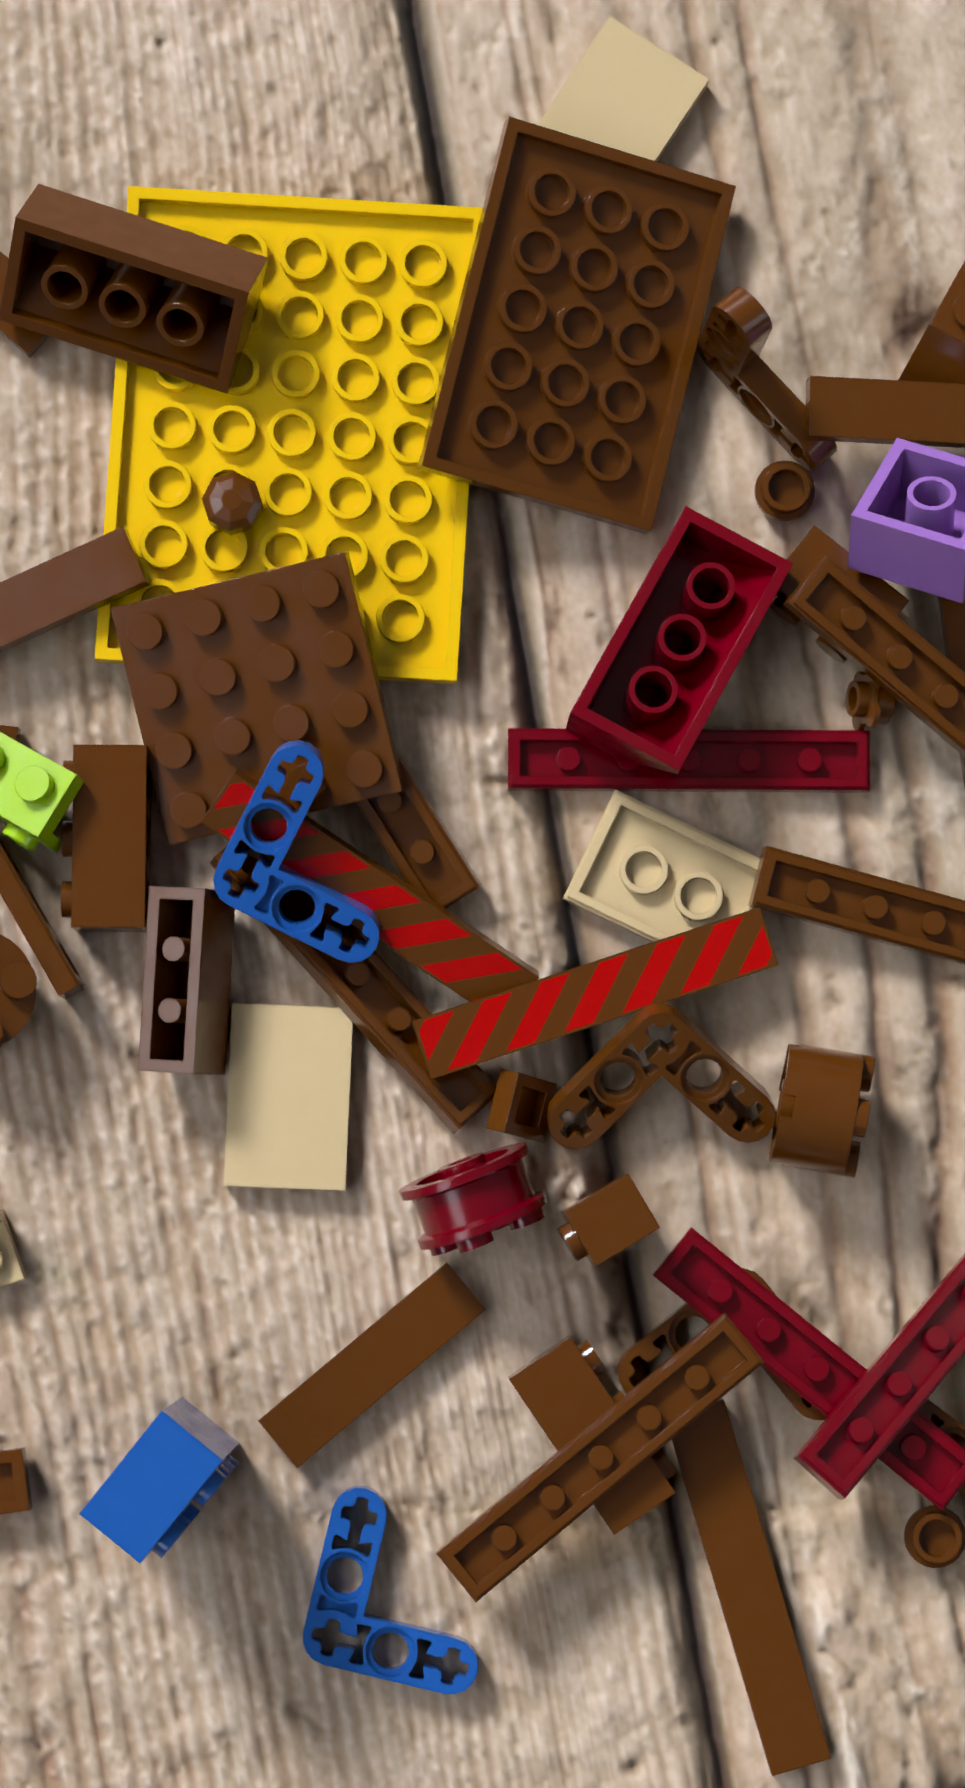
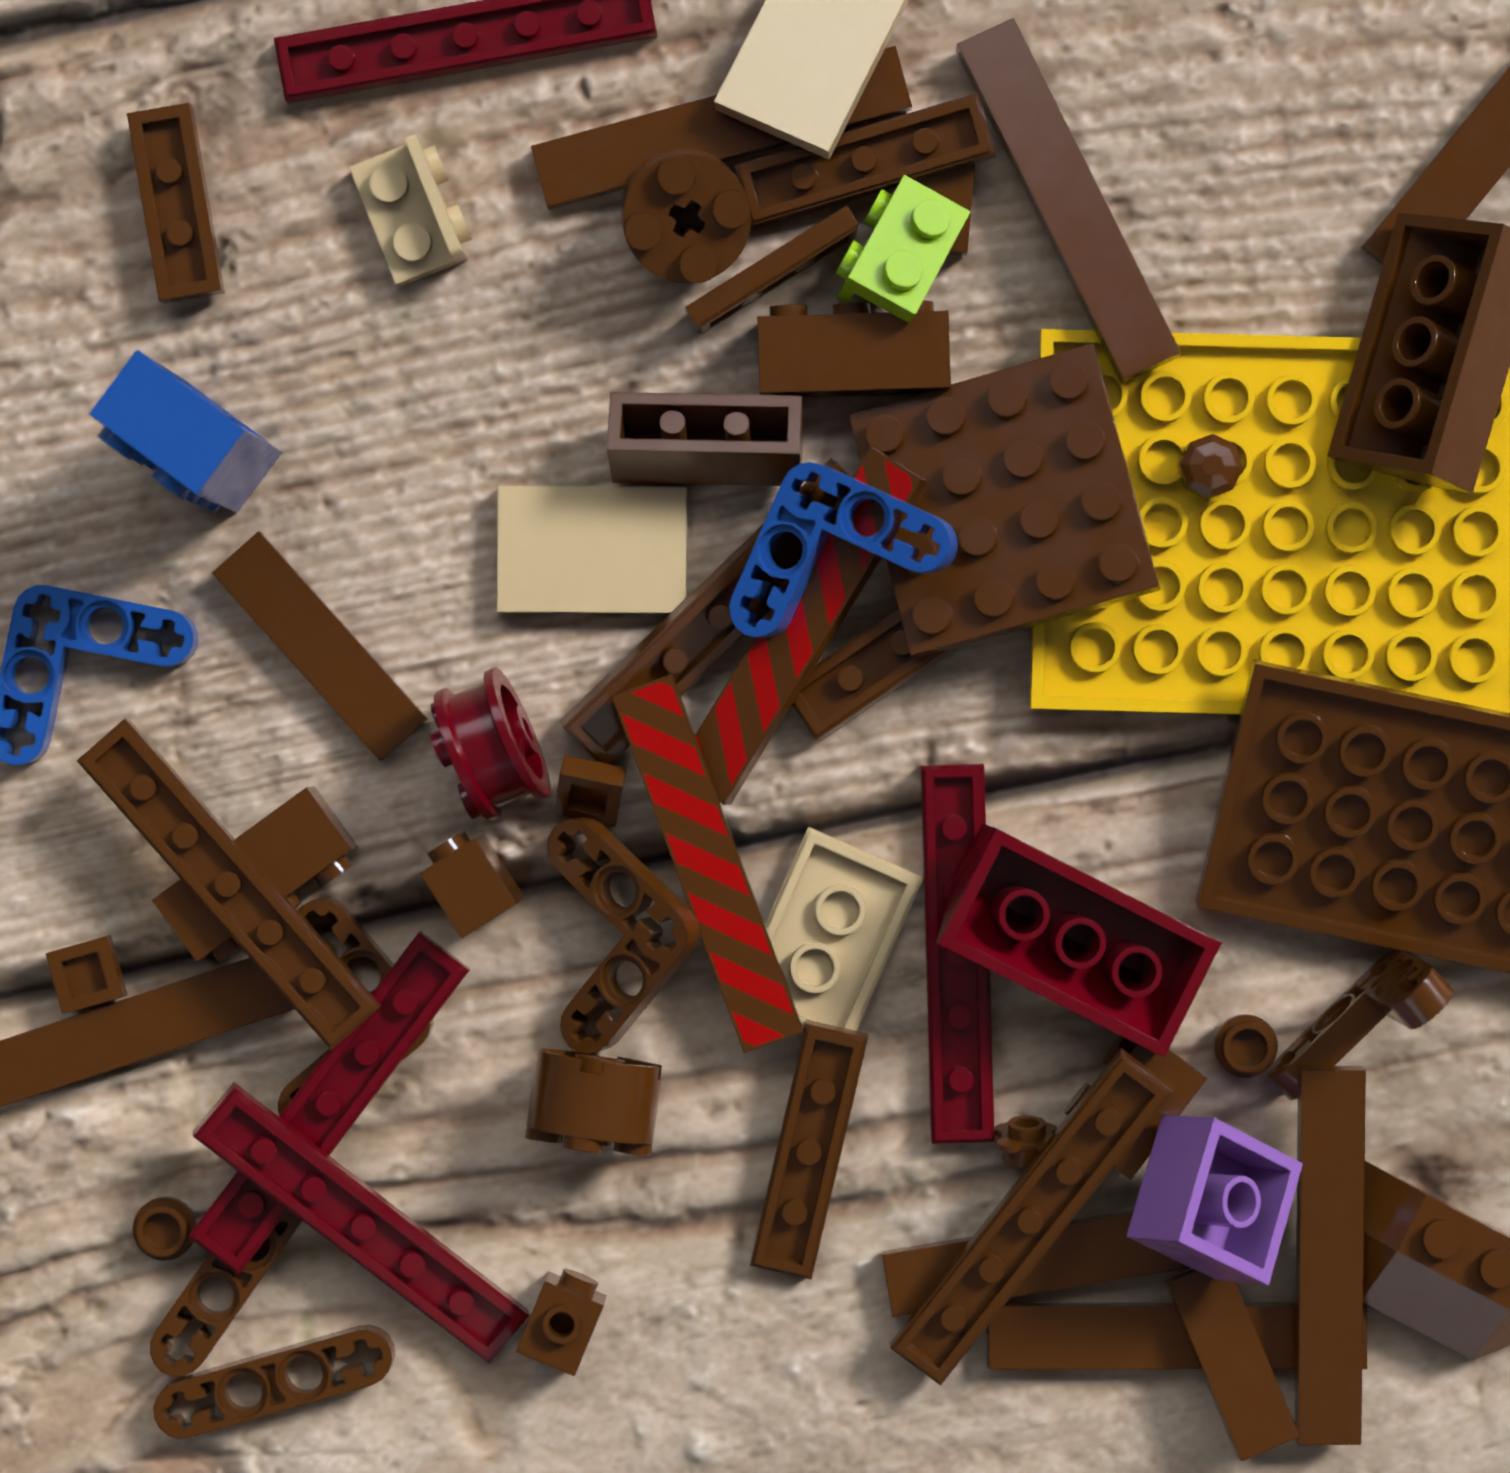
camera: 90 degrees right, 5 degrees up
(684, 1605) = (86, 974): none -> reddish brown plate

